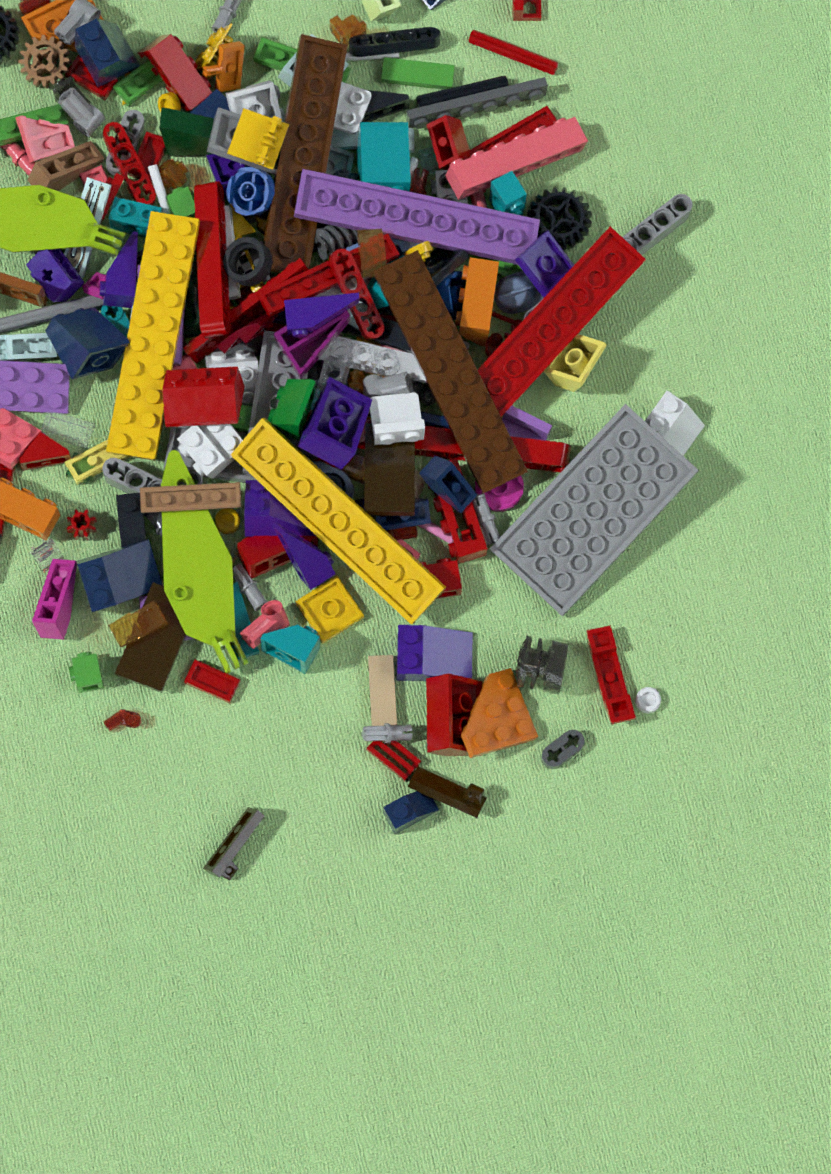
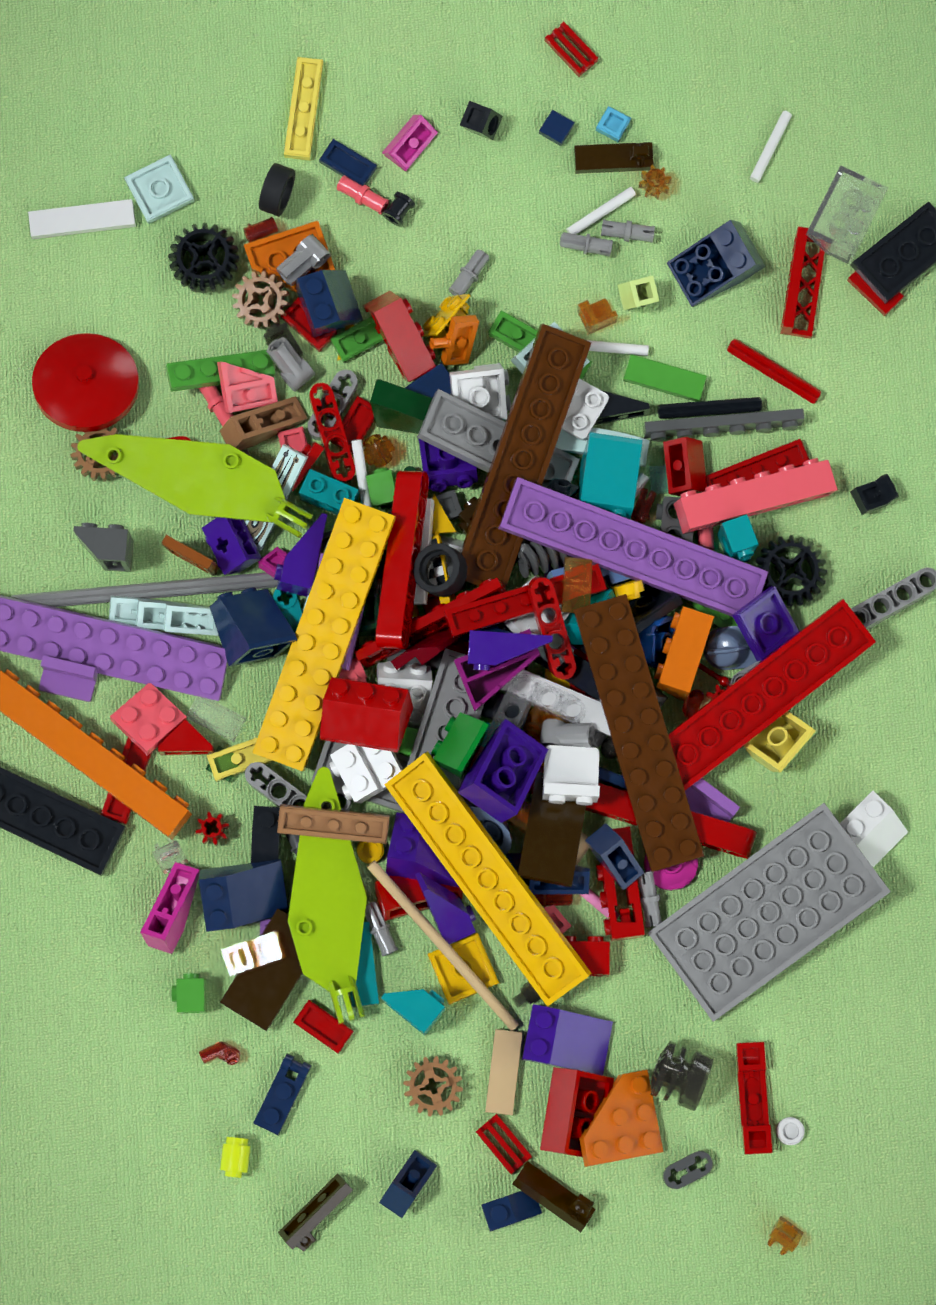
camera: 15 degrees right, 5 degrees up
(152, 807) = (235, 1157): none -> neon yellow brick
(169, 100) = (387, 369): yellow tile -> none
(185, 747) = (282, 1095): none -> dark blue plate
(251, 191) = (457, 490): blue cylinder -> none
(258, 138) = (475, 434): yellow hinge -> none
(271, 619) = (398, 972): coral piece -> none
(308, 588) = (442, 945): none -> tan piece
(313, 804) = (408, 1184): none -> dark blue slope
(330, 710) = (429, 1073): none -> medium nougat gear
(370, 45) = (645, 336): black beam -> none
(386, 733) = (500, 1121): light grey axle -> none
(392, 620) = (527, 994): none -> clear smoke cylinder
(622, 142) = (874, 494): none -> black bracket
(660, 788) = (785, 1234): none -> clear orange tile

